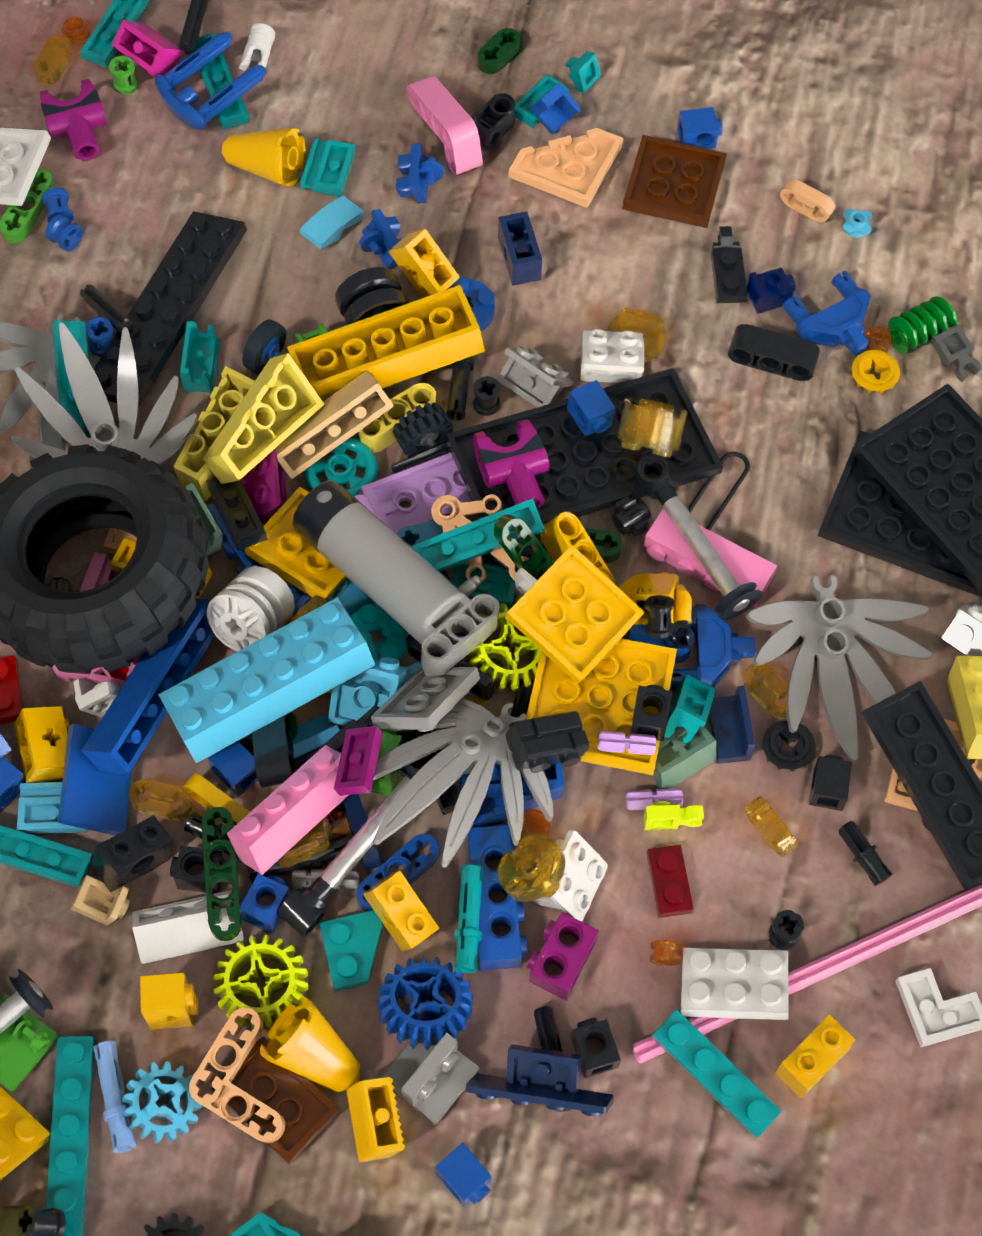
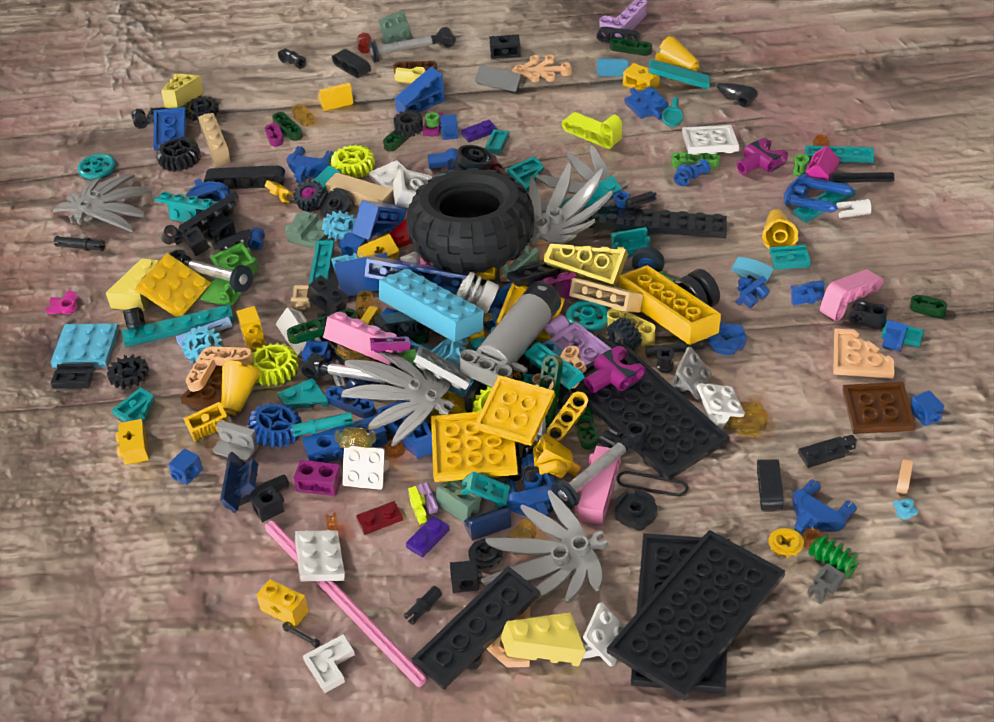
camera: 80 degrees right, 20 degrees down
(48, 58) = (796, 140): clear yellow beam -> none
(401, 911) = (322, 399): yellow brick -> none
(424, 263) = (736, 304): yellow brick -> none
(519, 248) = (776, 345): dark blue brick -> none
(547, 741) = (428, 417): black brick -> none
(583, 71) = (936, 344): teal tile -> none
(591, 408) = (670, 397): blue brick -> none
(618, 742) = (444, 457): lavender piece -> none
(647, 723) = (465, 459): black brick -> none
(651, 426) = (666, 420): clear yellow brick -> none
(659, 616) = (531, 452): black bush -> none
(716, 1074) = (263, 560): teal plate -> none
(730, 819) = (427, 536): none -> dark purple plate
(767, 511) = (636, 519): none -> black plate
(770, 289) = (819, 470): clear blue brick -> none
(771, 826) = (426, 553): clear yellow beam -> none
(780, 938) = (358, 576): black bush -> none
(847, 1062) = (287, 627): none -> black hinge

